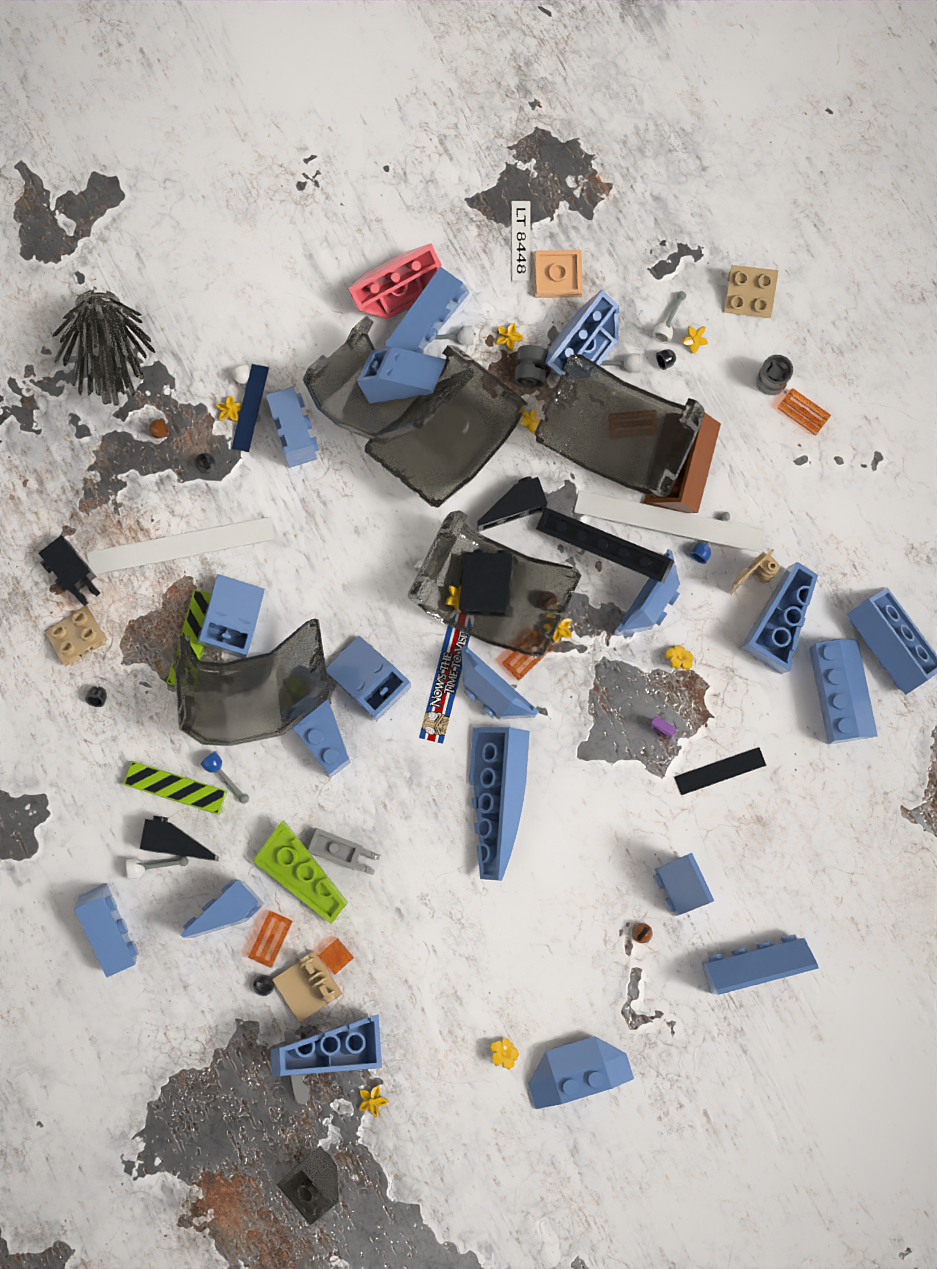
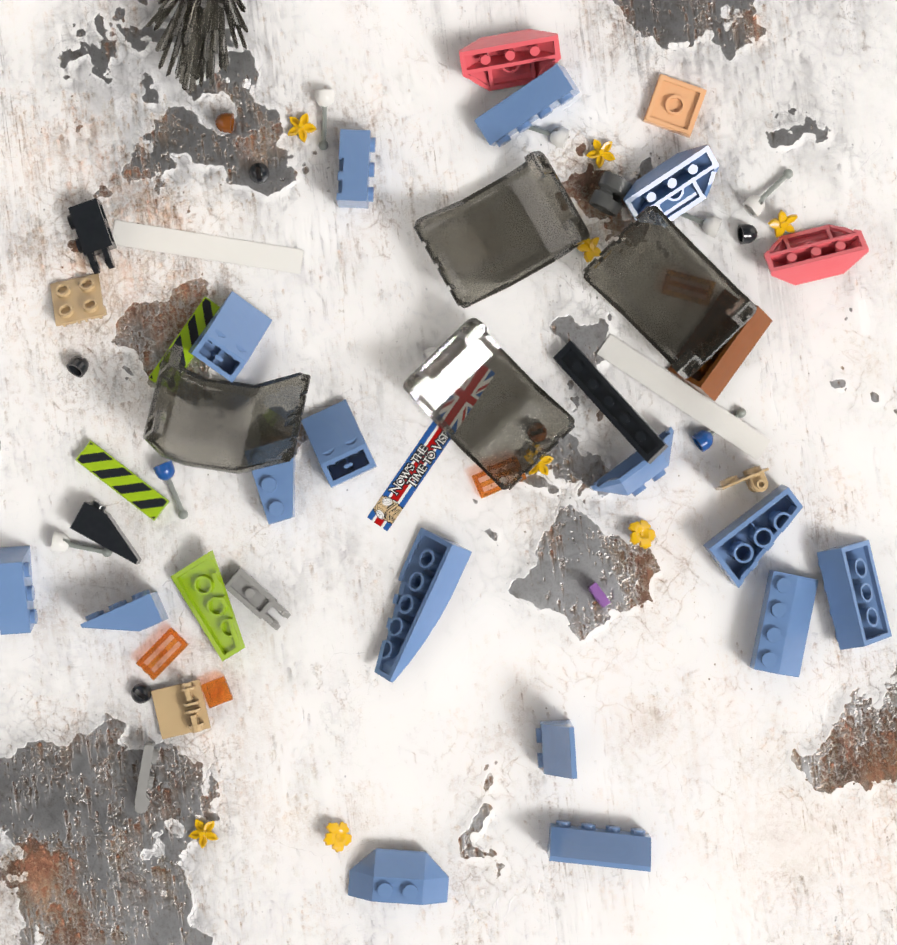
camera: 20 degrees right, 10 degrees up
(250, 408) = (321, 134): dark blue sticker -> none
(312, 1185) = (123, 886): clear smoke slope -> none
(336, 1050) = (182, 777): medium blue wedge -> none
(339, 397) = (448, 174): clear smoke windscreen -> none
(399, 374) = (476, 159): medium blue slope -> none
(455, 598) = (453, 398): yellow plant -> none
(487, 583) = (485, 396): black panel -> none
(492, 690) = (451, 499): medium blue wedge -> none
(520, 501) = (547, 325): black slope -> none
(521, 241) = (651, 56): white sticker -> none
(638, 928) = (503, 770): dark orange hinge -> none
(720, 771) = (637, 654): black sticker -> none
(736, 352) = (815, 253): none -> coral wedge
(751, 291) = (858, 195): tan hinge -> none
(774, 374) = (845, 291): dark grey wheel -> none
(800, 419) = (879, 348): clear orange tile -> none

